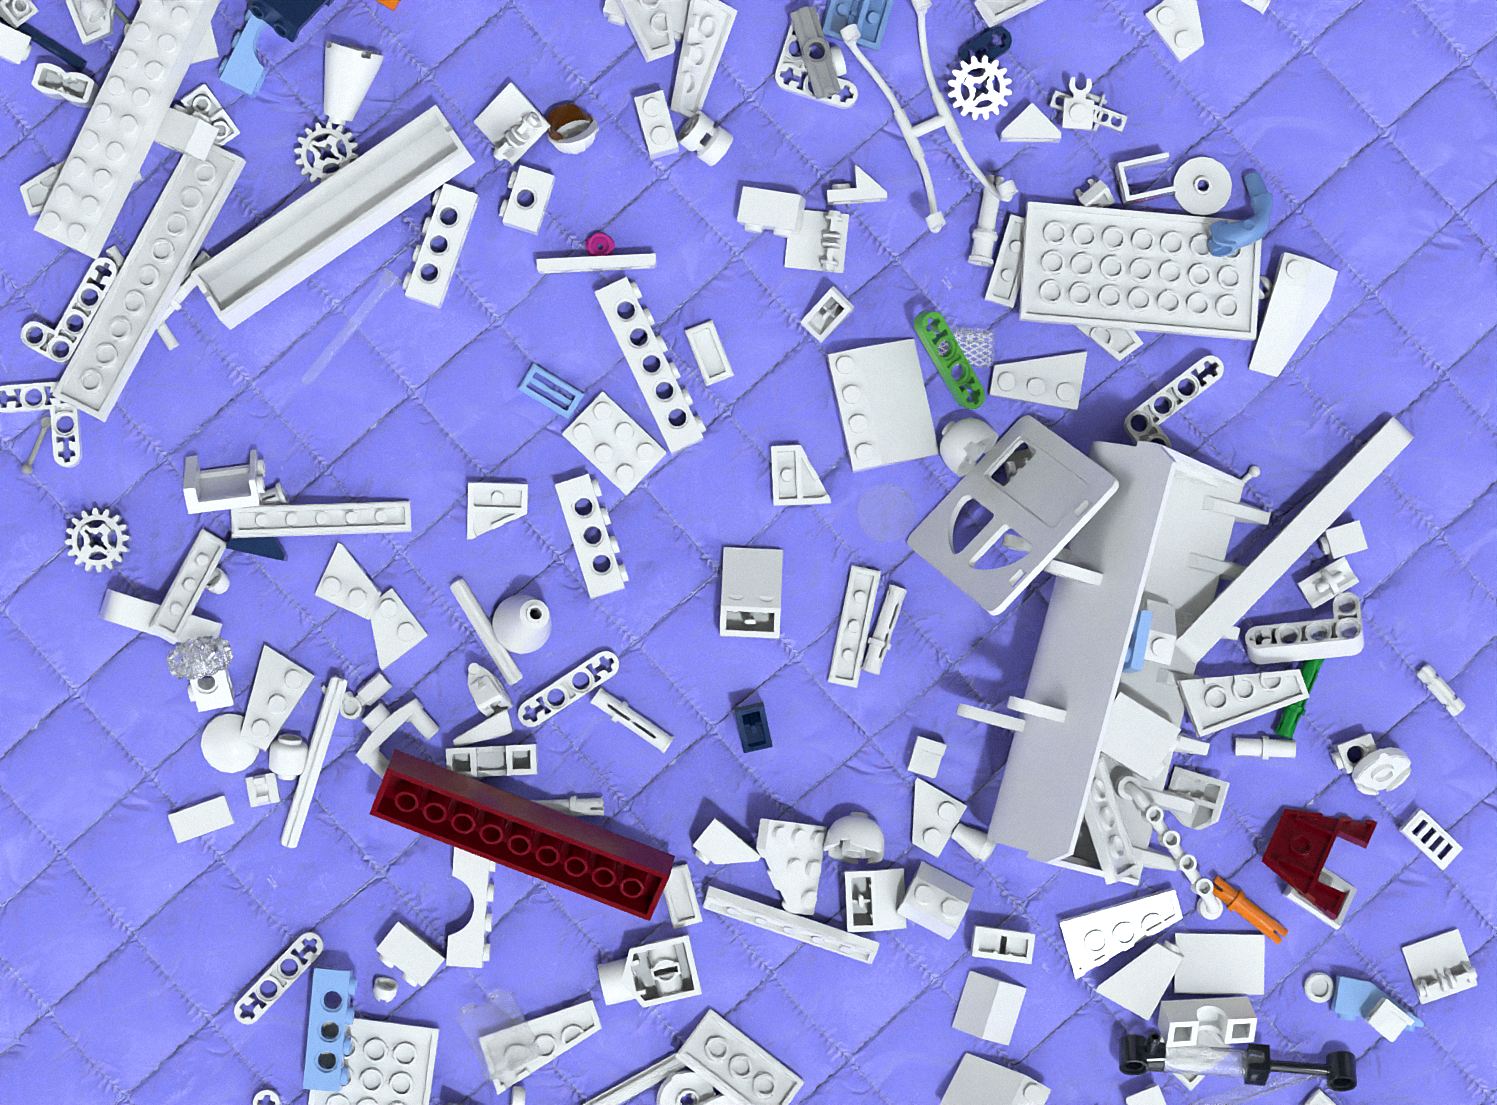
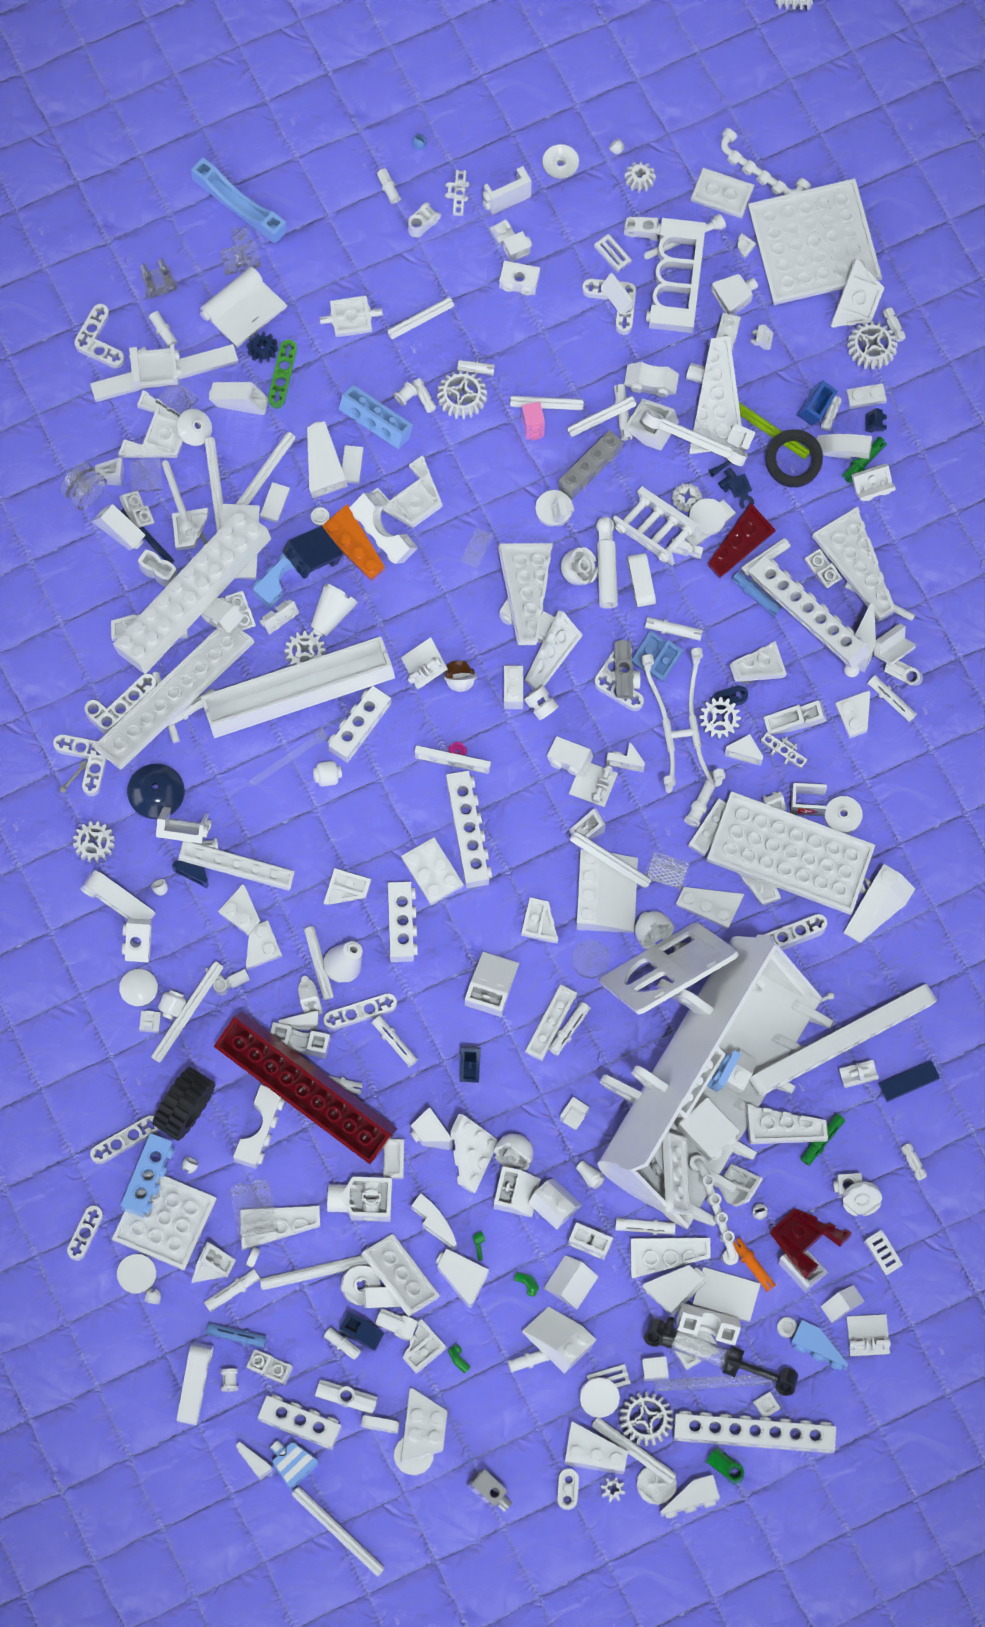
camera: 15 degrees right, 15 degrees down
(187, 434) = (149, 801): none -> dark blue dish
(187, 586) = (141, 882): white tile -> none
(199, 657) = (137, 921): clear gear -> none
(201, 819) = (105, 1029): white tile -> none
(273, 698) = (174, 966): white wing -> none
(280, 98) = (285, 612): none -> white hinge
(350, 911) = (183, 1103): none -> black tyre
(384, 723) = (239, 1001): white connector -> none
(410, 954) = (212, 1146): white brick -> none
(415, 337) = (327, 773): none -> white head
(531, 217) = (419, 721): white brick -> none
(572, 404) = (418, 836): light blue tile -> none
(709, 353) = (507, 833): white tile -> none
(767, 975) = (434, 1221): none -> white slope
(791, 925) = (459, 1194): white tile -> none
(830, 1044) = (462, 1275): none -> white slope
(837, 981) = (478, 1239): none -> green hand
(874, 358) = (610, 859): none -> white axle
(929, 1025) = (529, 1281): none -> green arm
(934, 817) = (568, 1153): white wing -> none
(952, 357) = (659, 871): bright green beam -> none
(1075, 896) = (645, 1226): none -> white pin
(1078, 110) = (777, 746): white plate -> none
(1092, 55) = (795, 718): none -> white slope
(1231, 236) = (855, 845): medium blue piece -> none
(1232, 820) = (761, 1215): none -> white hinge
(1265, 747) = (792, 1166): white pin -> none
(1268, 642) = (838, 1104): white beam -> none
(1343, 540) = (875, 1050): white brick -> none
(1388, 1019) = (825, 1353): white panel -> none
(1391, 930) = (842, 1303): none -> white slope
(1403, 570) = (909, 1081): none -> dark blue tile

